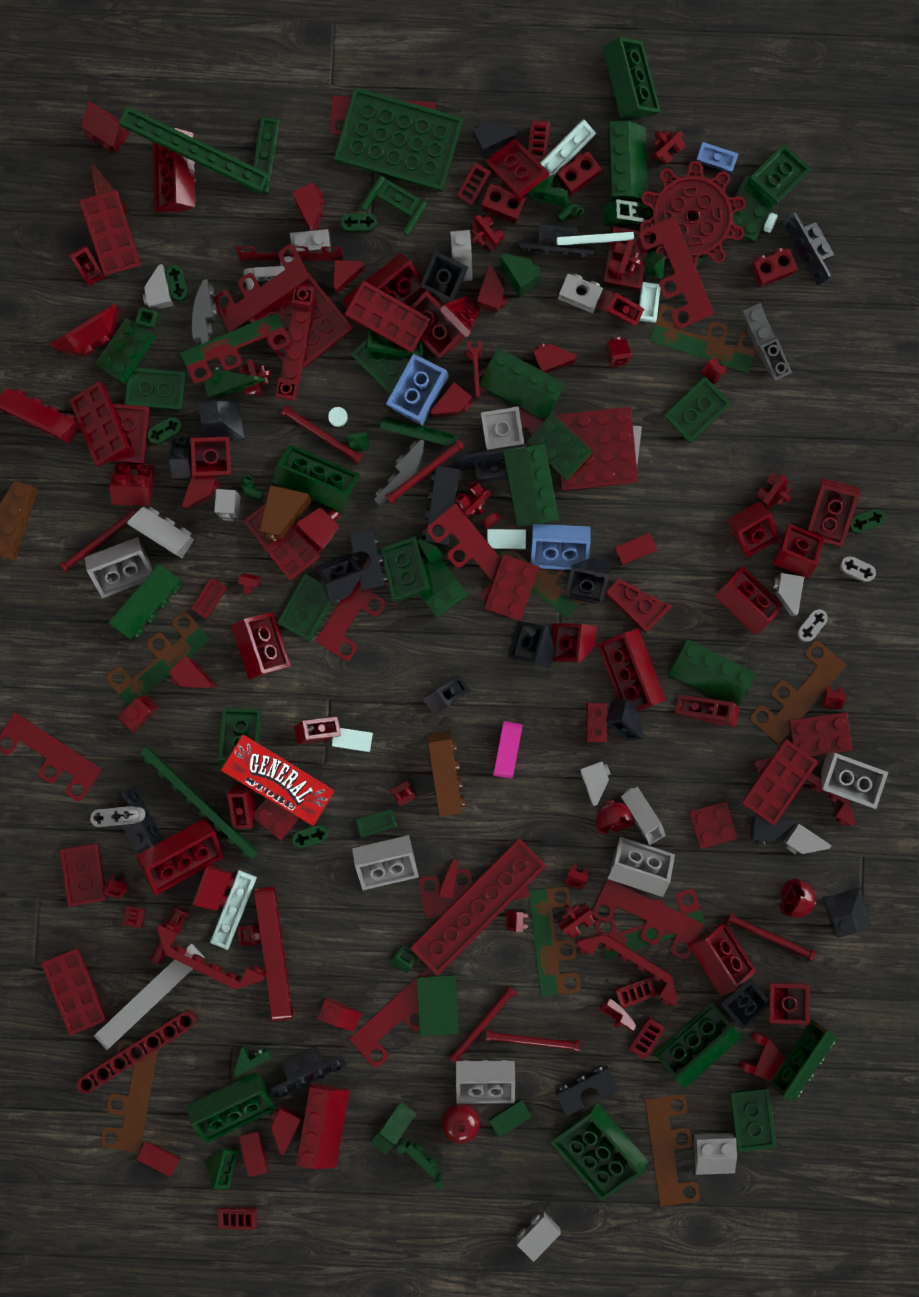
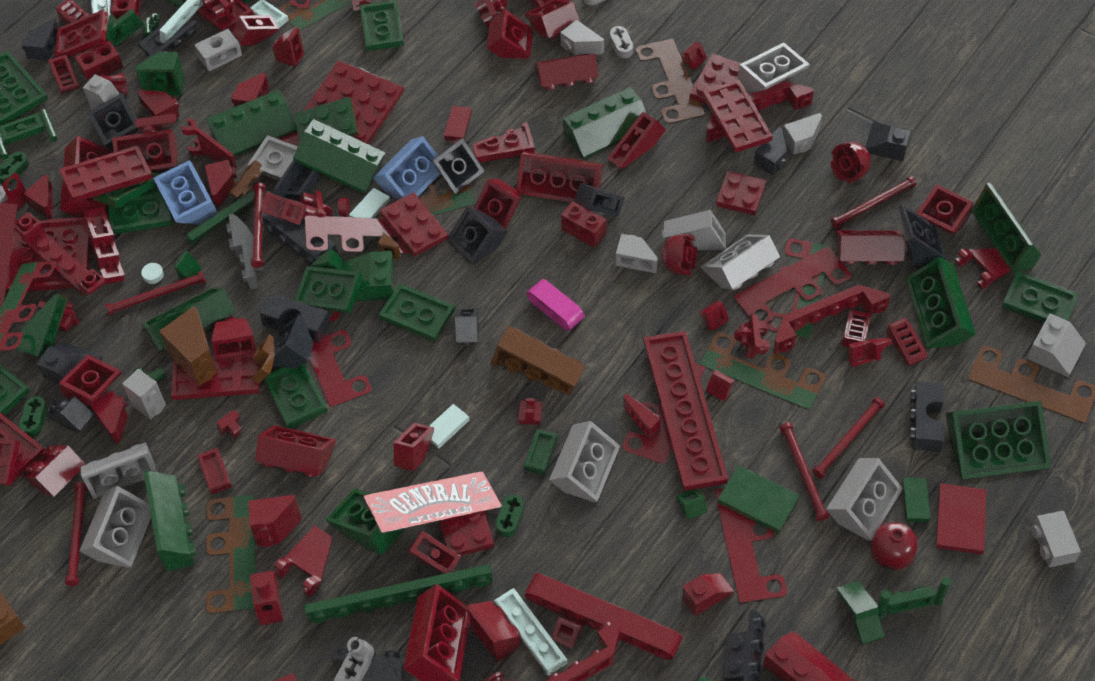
camera: 55 degrees left, 30 degrees down
(188, 717) = (310, 557): none -> dark red flag
(317, 566) = (264, 357): none -> reddish brown slope
(334, 360) = (103, 245): none -> dark red slope
(433, 648) = (417, 312): none -> dark green plate
(450, 482) = (282, 208): none -> dark red slope
(459, 427) = (241, 186): none -> reddish brown plate
(476, 582) = (388, 244): none -> reddish brown slope
(515, 1158) = (961, 518): none -> dark red tile

